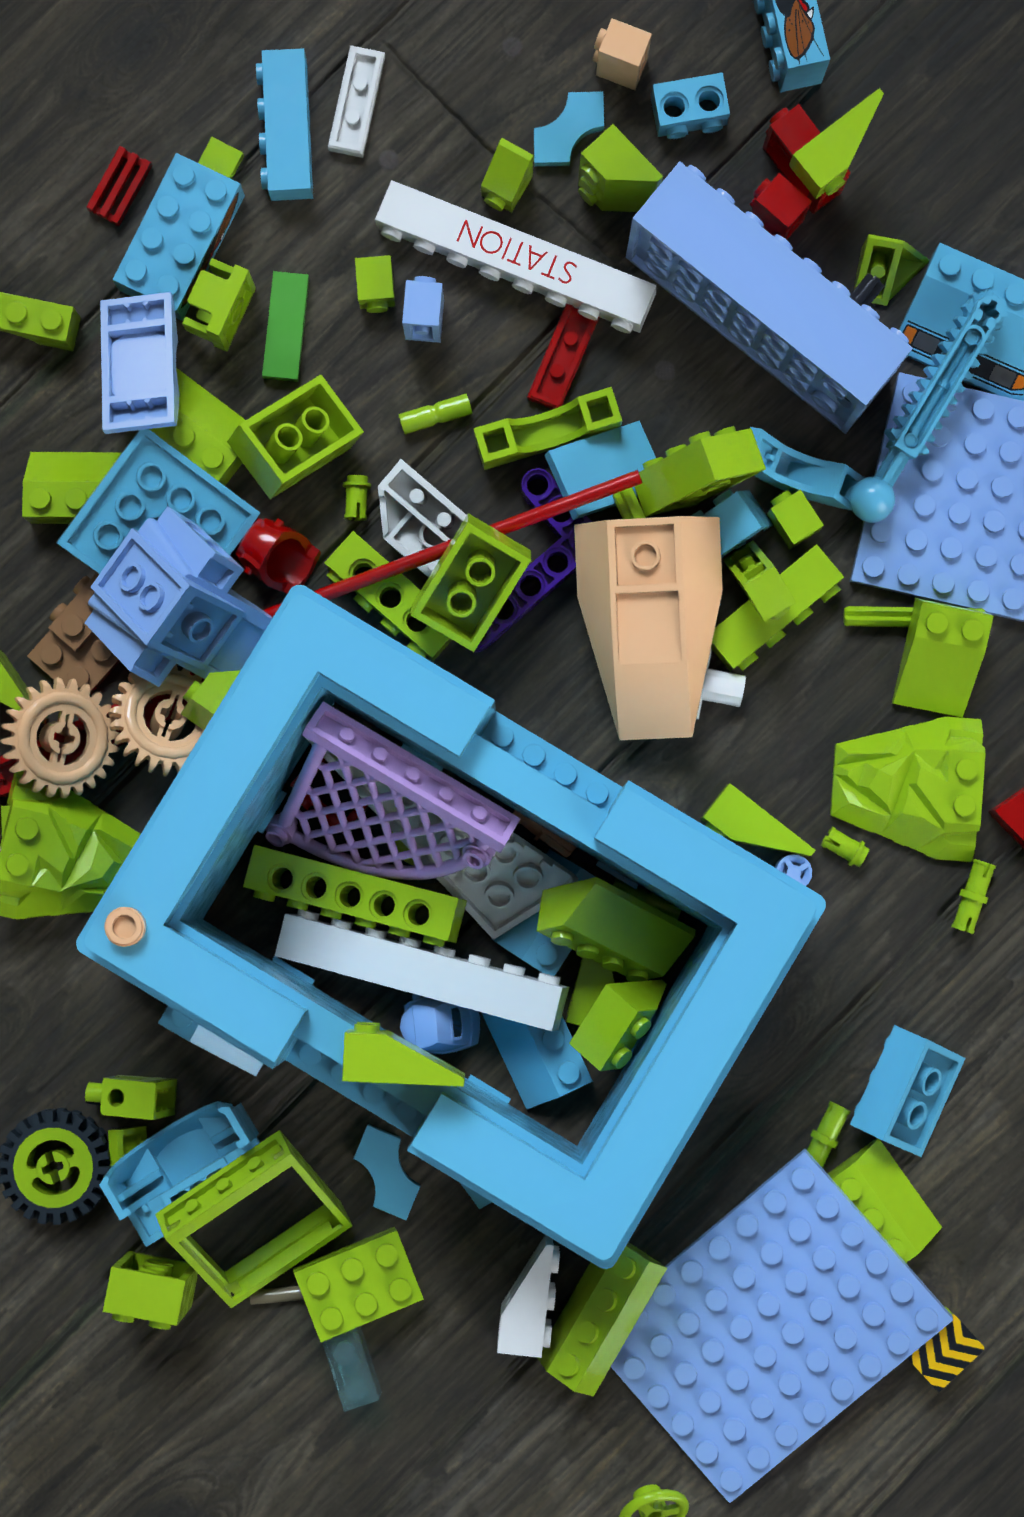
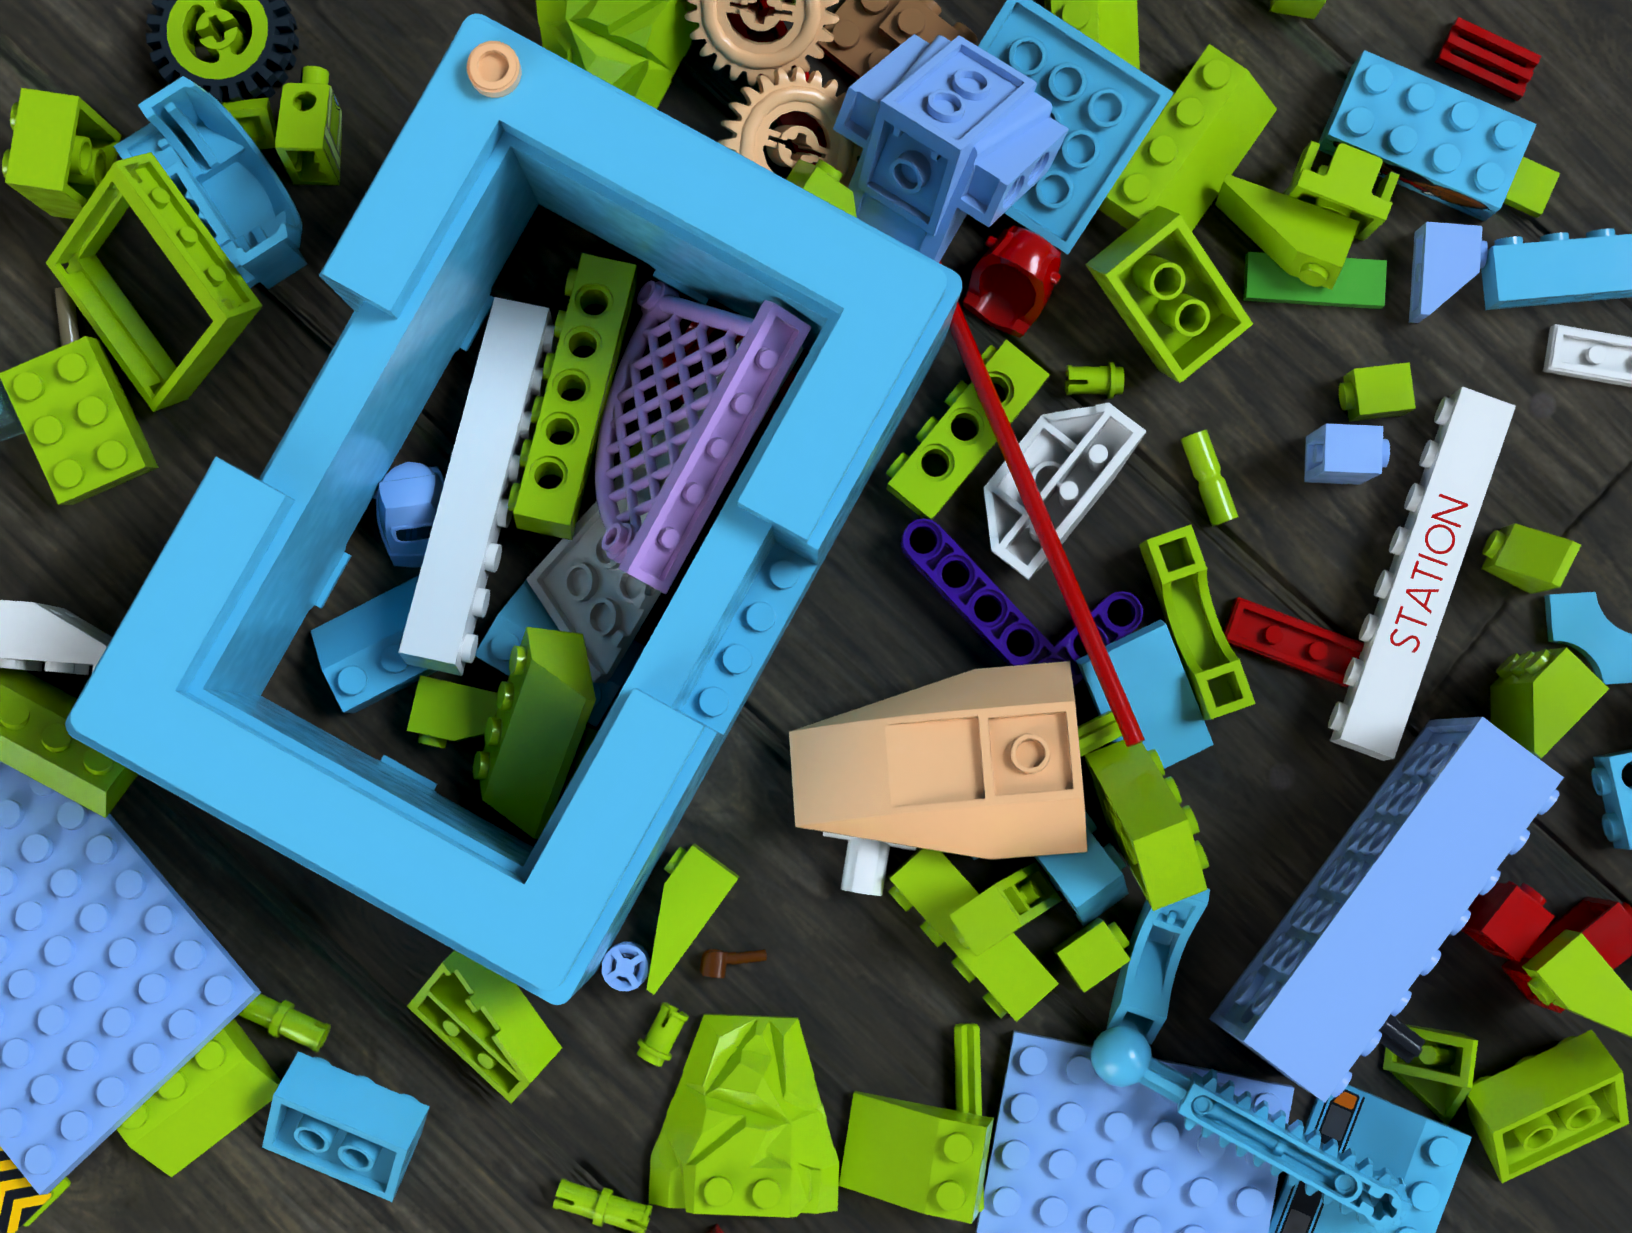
camera: 85 degrees right, 0 degrees up
(139, 363) = (1255, 86): light blue slope -> none
(251, 339) = (1294, 233): none -> lime slope
(278, 228) = (1443, 262): none -> light blue slope
(387, 1058) = (327, 426): lime slope -> none
(393, 1187) = (245, 445): medium azure tile -> none
(471, 582) = (985, 526): lime brick -> none
(617, 1022) = (413, 740): lime slope -> none
(790, 804) = (715, 961): none -> reddish brown hand
(832, 978) = (486, 1023): none -> lime wedge
(917, 185) = (1548, 1105): none -> lime slope

